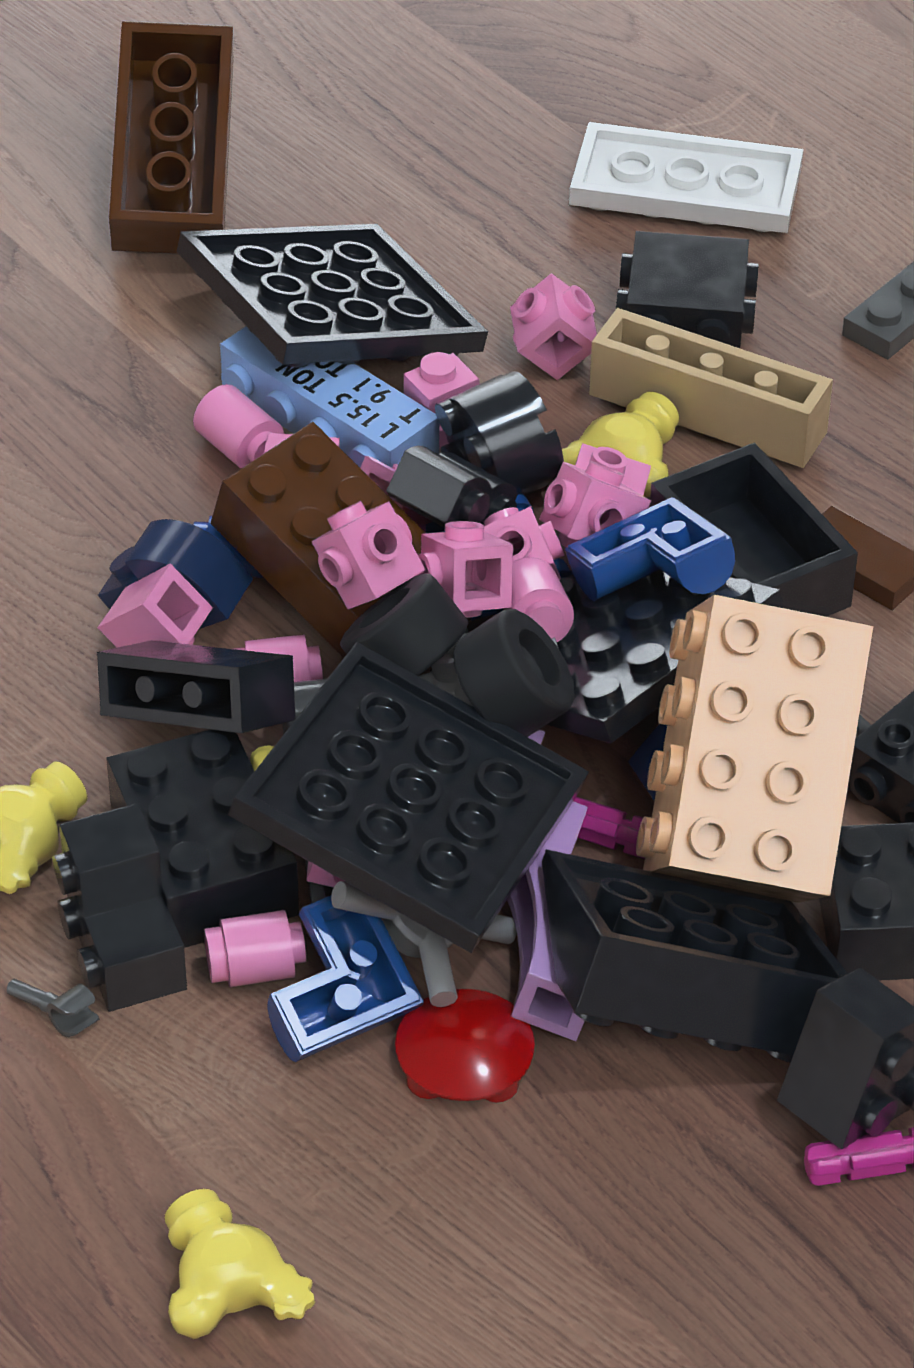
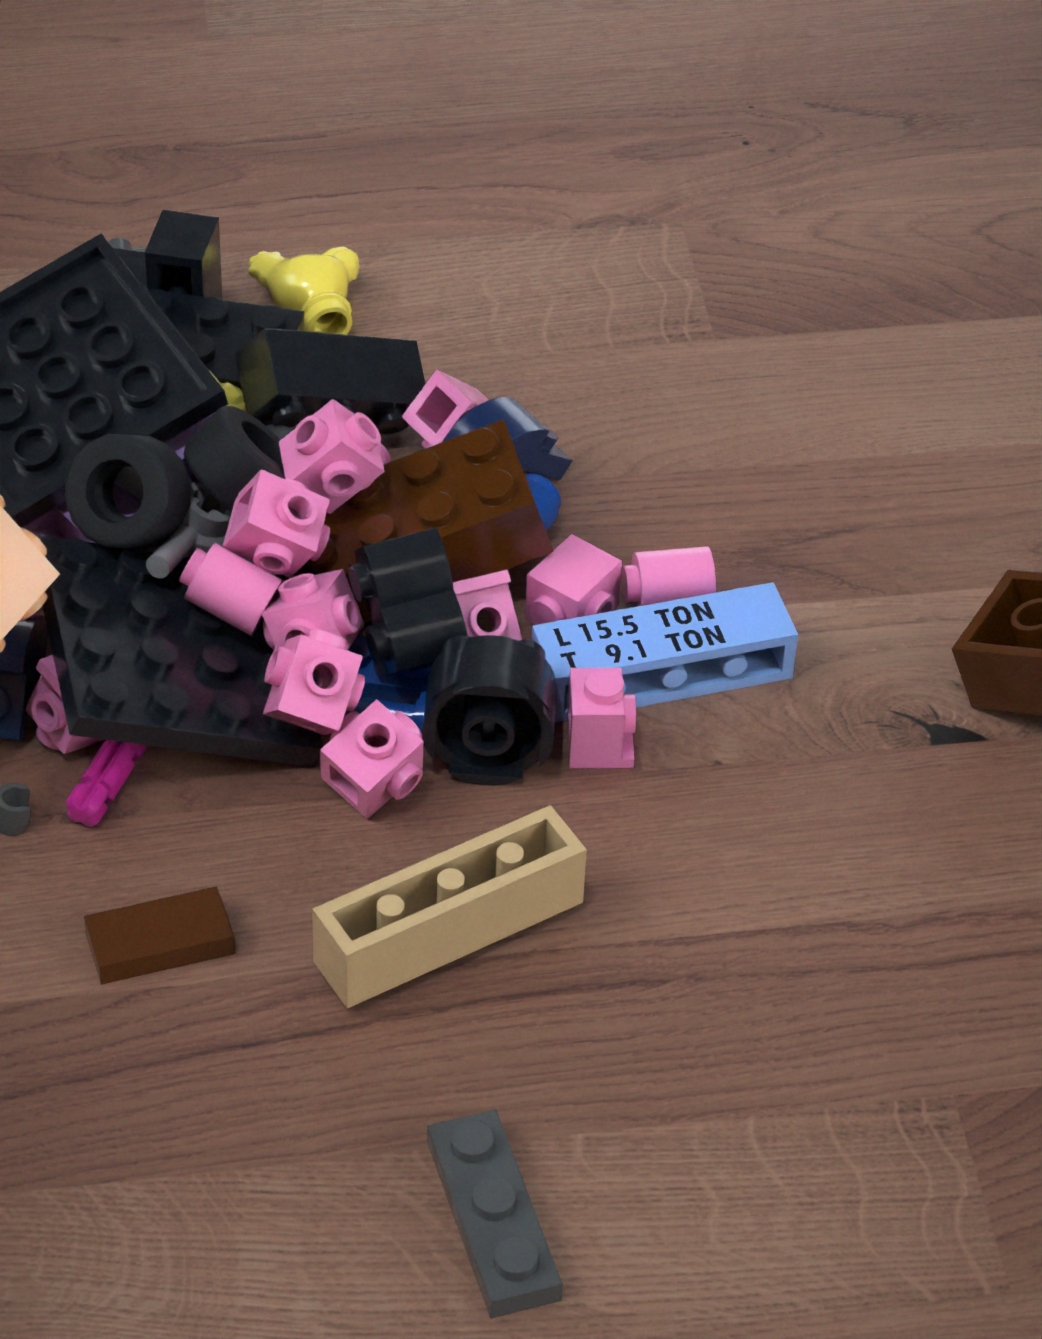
camera: 120 degrees right, 0 degrees up
(331, 293) = (791, 684): black plate -> none
(554, 325) = (620, 839): bright pink brick -> none
(635, 433) = (427, 817): light yellow animal -> none
(653, 540) = (210, 682): blue brick -> none
(686, 177) = (831, 1110): white plate -> none
(691, 284) = (611, 974): black brick -> none
(772, 527) = (209, 815): black piece -> none

